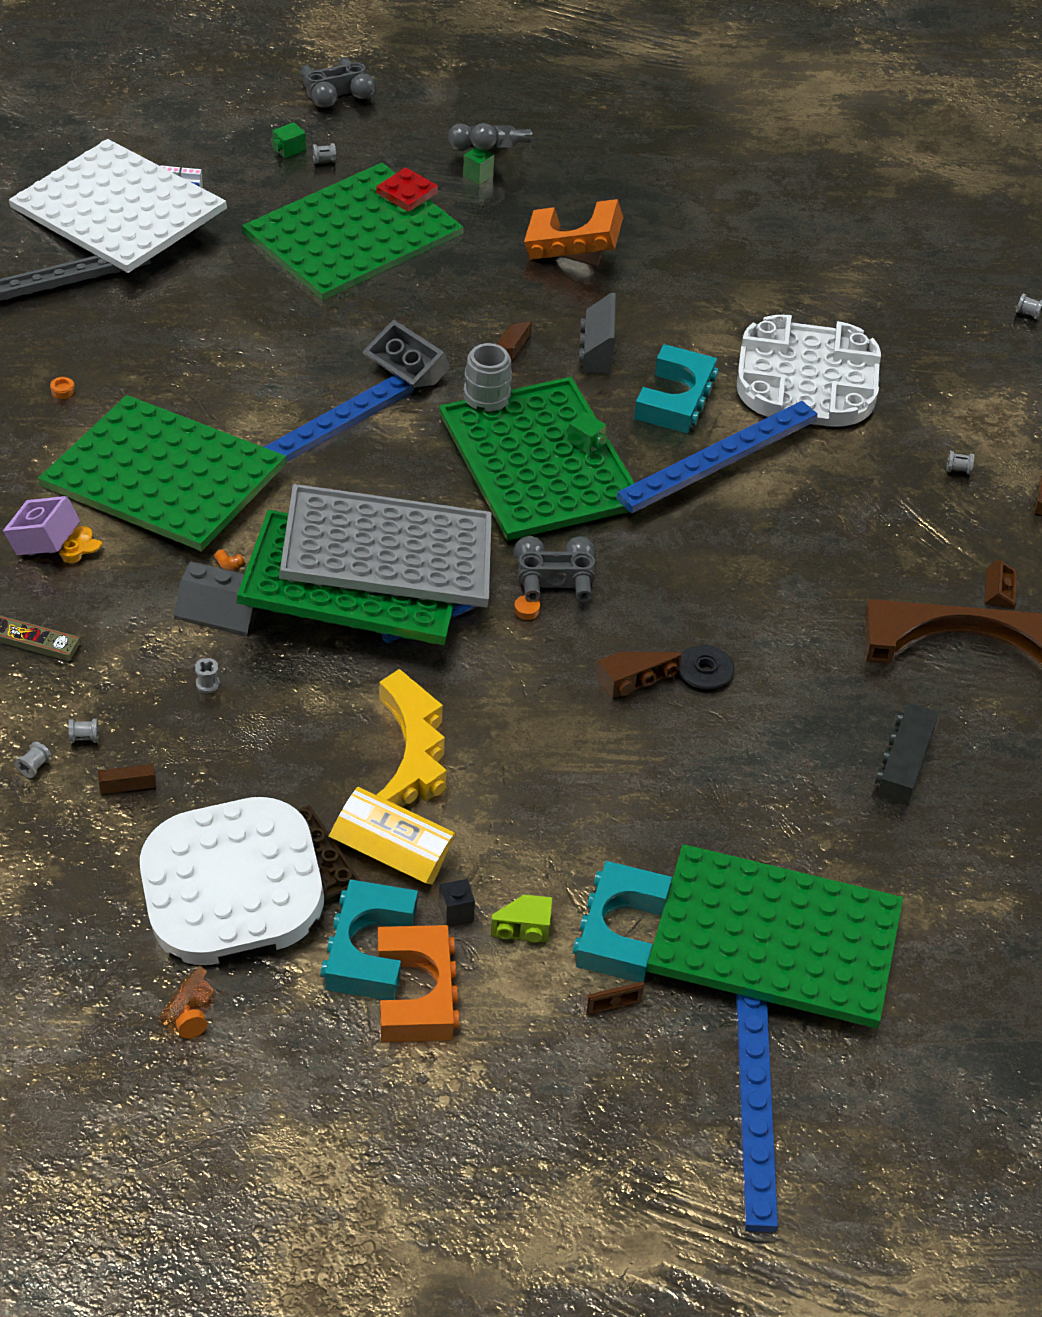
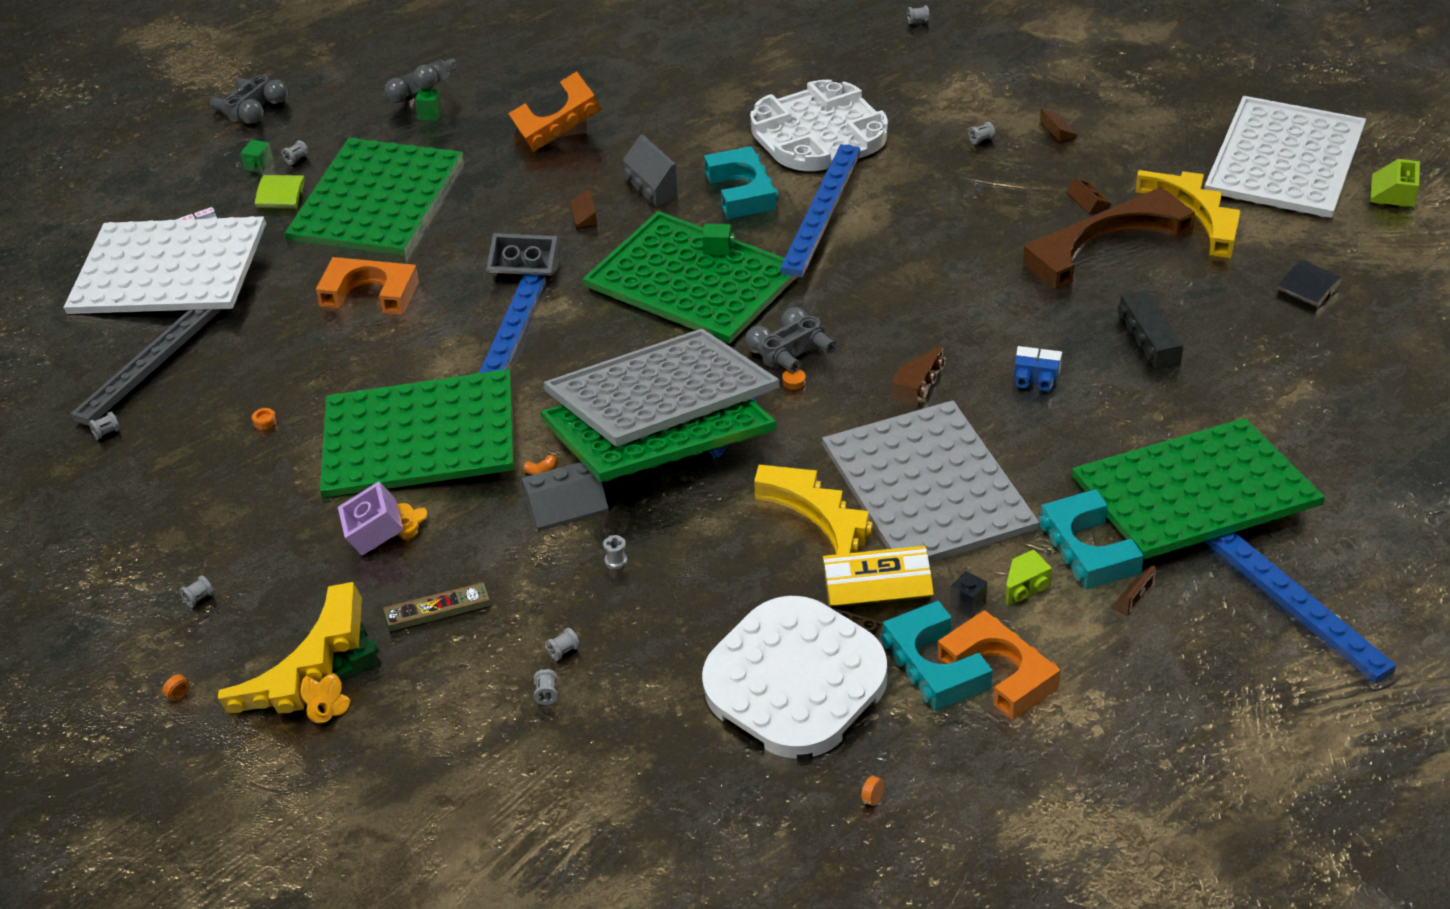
camera: 30 degrees left, 5 degrees down
(126, 779) = (631, 658): reddish brown slope -> none
(193, 989) = (847, 775): clear orange hinge -> none
(251, 291) = (345, 274): none -> orange arch
(277, 183) = (279, 191): none -> lime slope
(407, 189) = (393, 145): red plate -> none
(488, 377) = (609, 236): light grey piece -> none
(541, 779) = (930, 482): none -> light grey plate
(718, 676) = (972, 348): black wheel -> none
(754, 727) = (1031, 371): none -> blue hips

